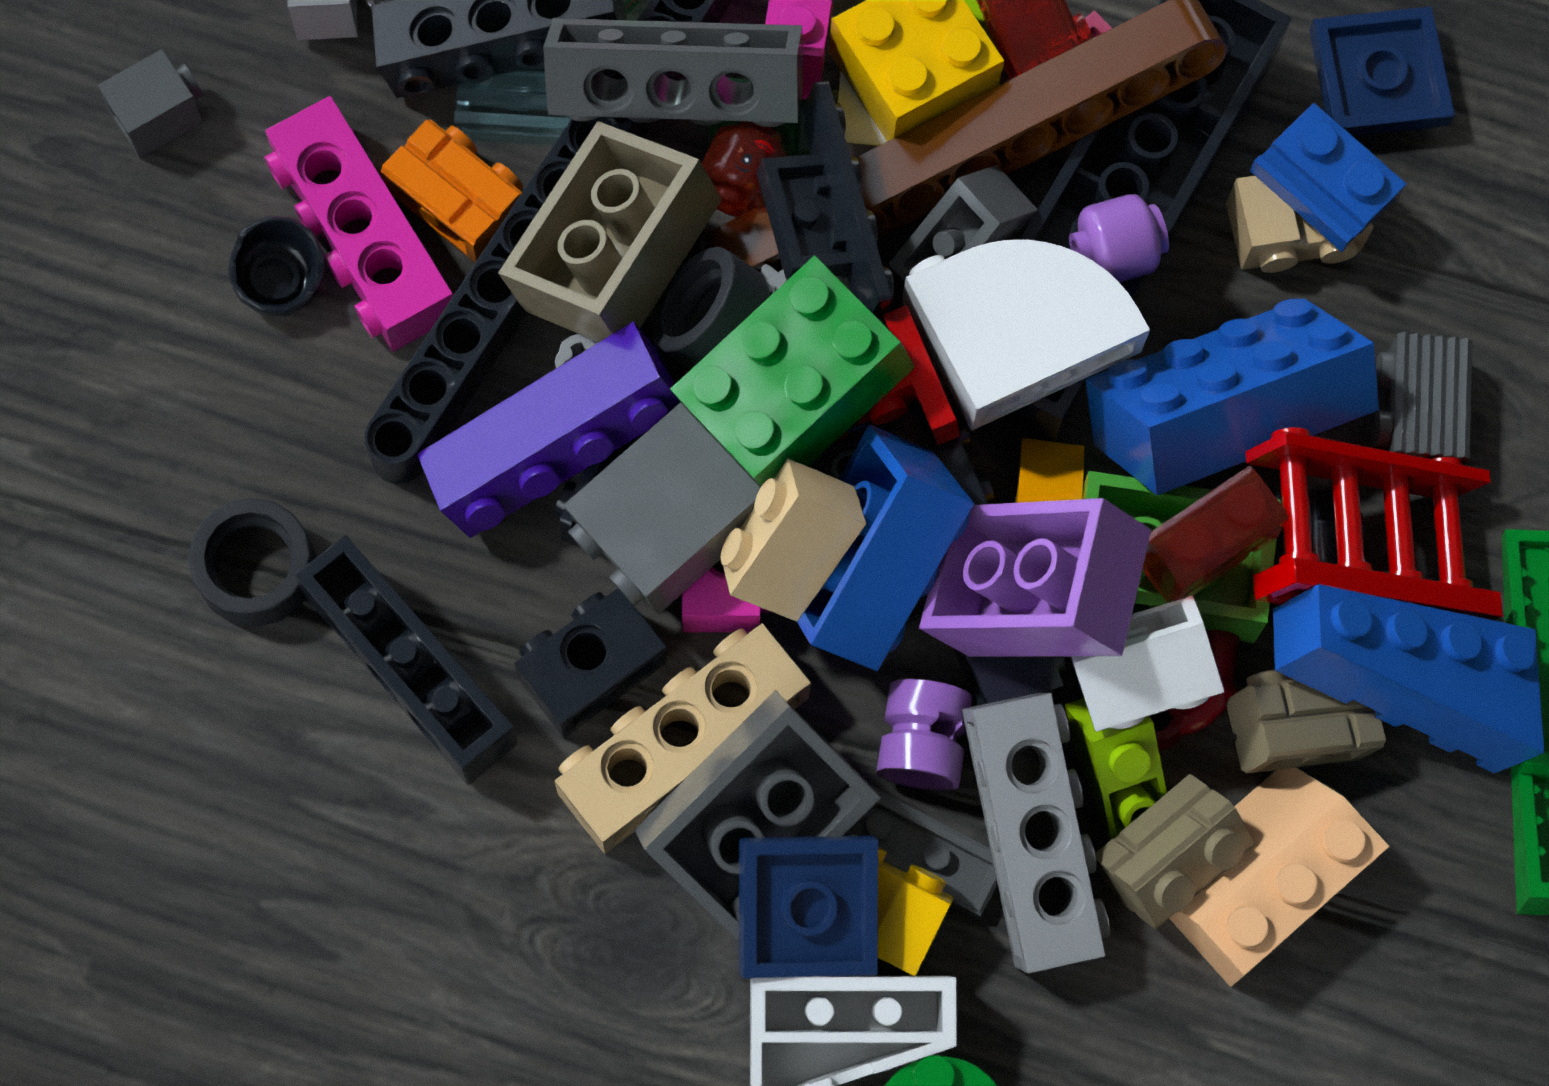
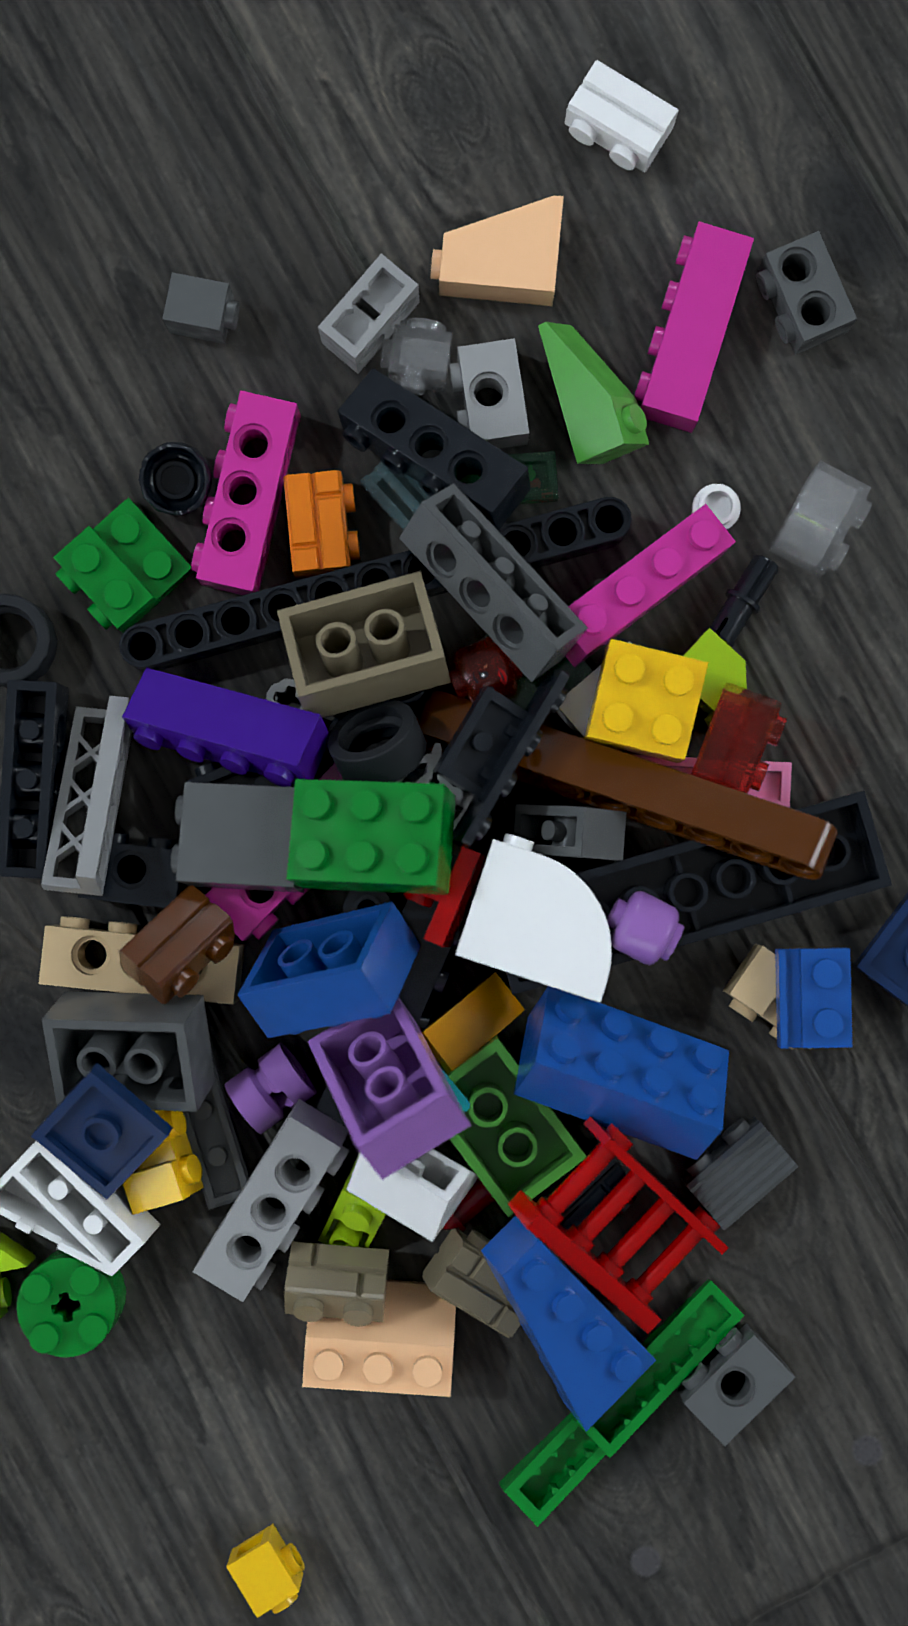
camera: 50 degrees right, 15 degrees up
(299, 397) = (122, 567): none -> green plate
(491, 598) = (100, 800): none -> light grey fence
(706, 662) = (178, 945): none -> reddish brown brick
(791, 539) = (284, 927): tan brick -> none
(1213, 536) = (518, 1148): clear red brick -> none

